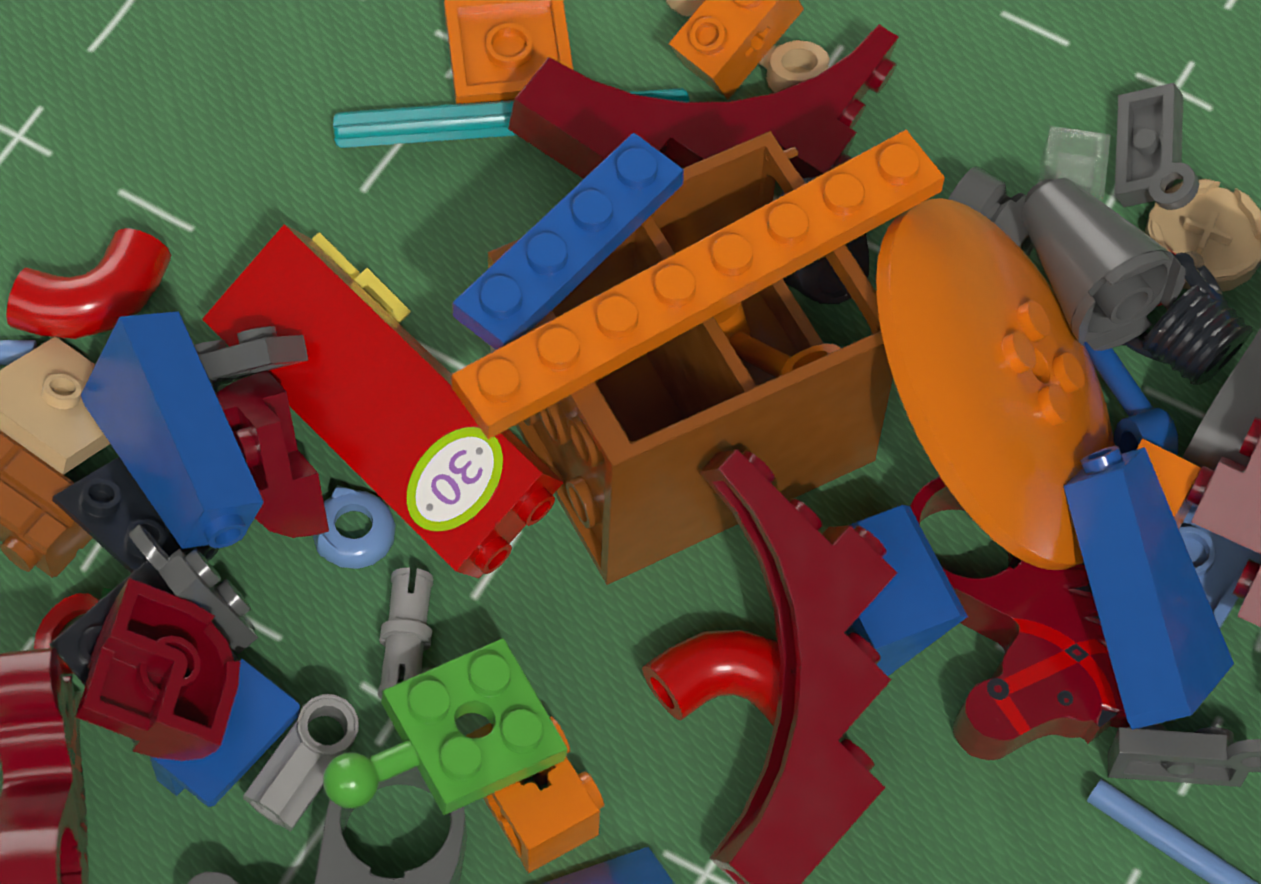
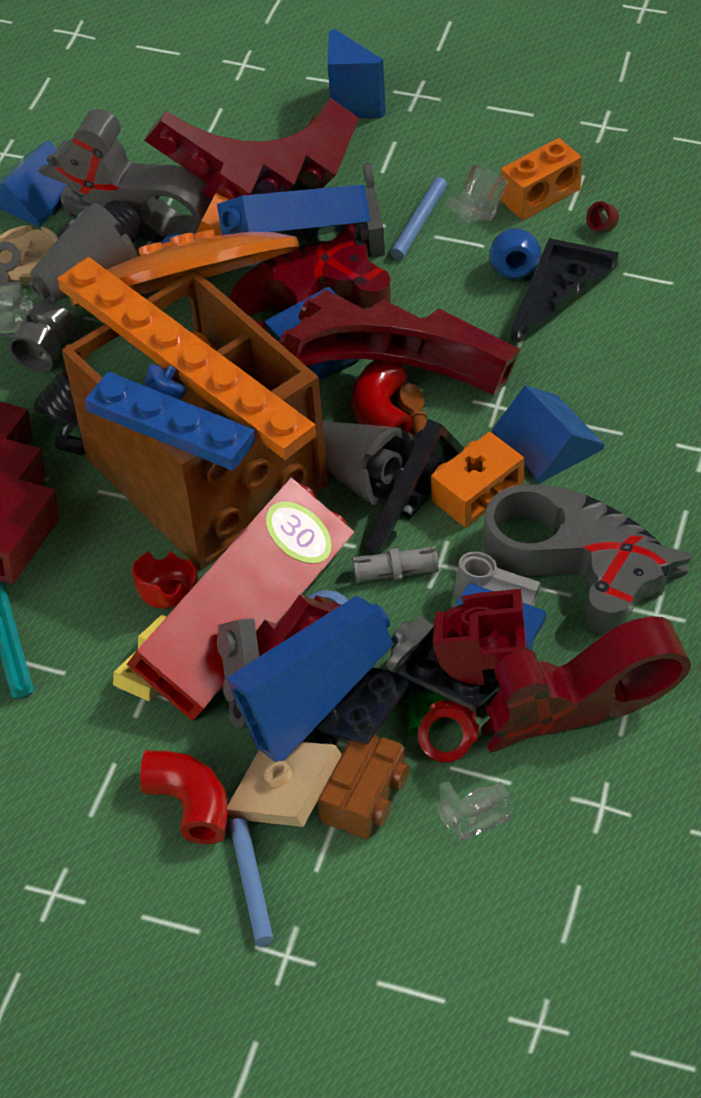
camera: 95 degrees left, 10 degrees down
(434, 320) = (163, 581): none -> red hair
(452, 764) = (462, 509): bright green plate -> none
(579, 707) = (413, 481): none -> black wing
(607, 617) = (366, 457): none -> dark grey cone
(651, 245) = (164, 382): none -> blue piece
(736, 737) = (413, 402): none -> dark orange piece

